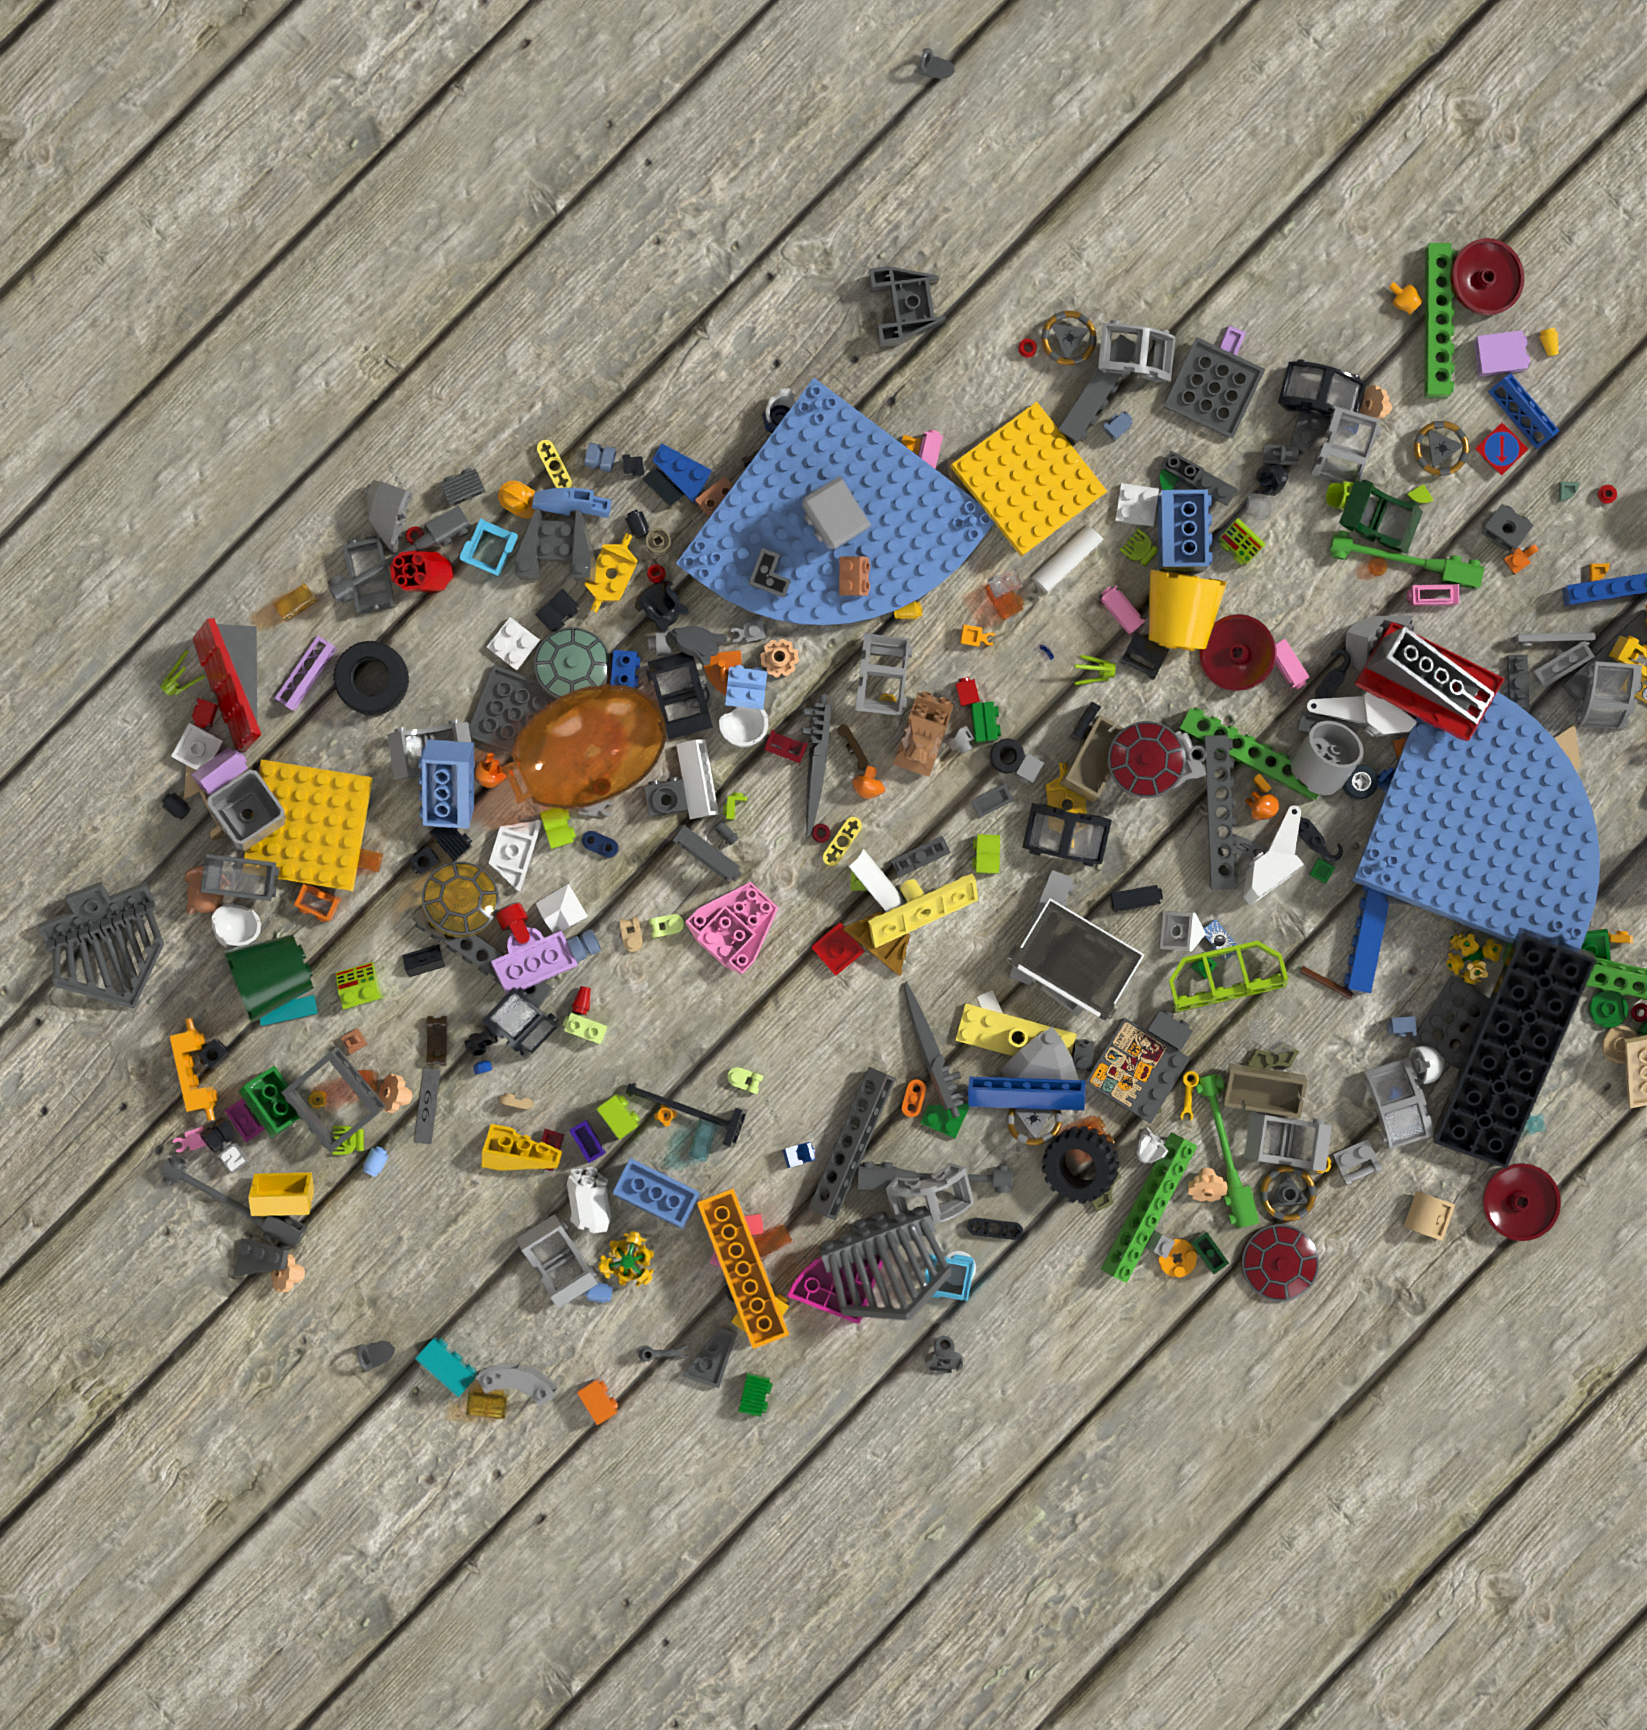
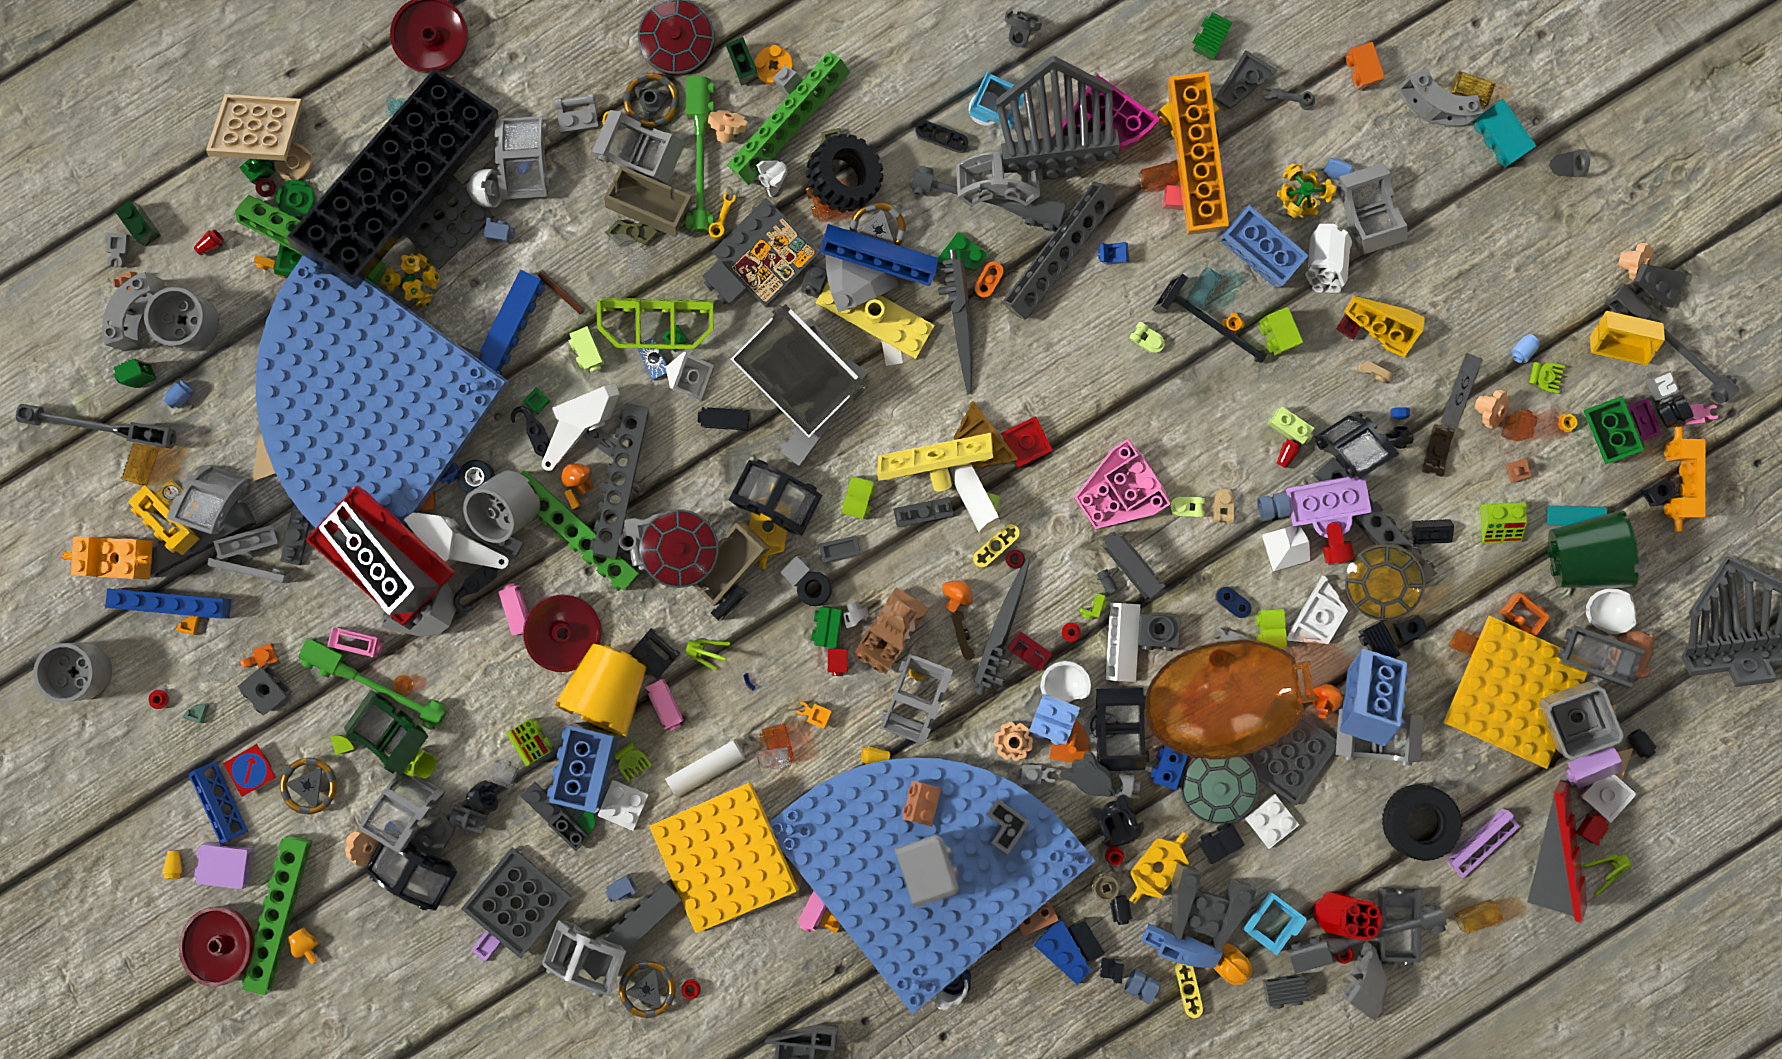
camera: 165 degrees left, 0 degrees up
(357, 1084) = (1535, 426): dark grey window -> none
(587, 1141) = (1315, 315): dark purple brick -> none
(755, 776) = (1066, 636): none -> red plate
(1285, 931) = (587, 349): none -> yellowish green brick
(1429, 1215) = (521, 44): tan brick -> none

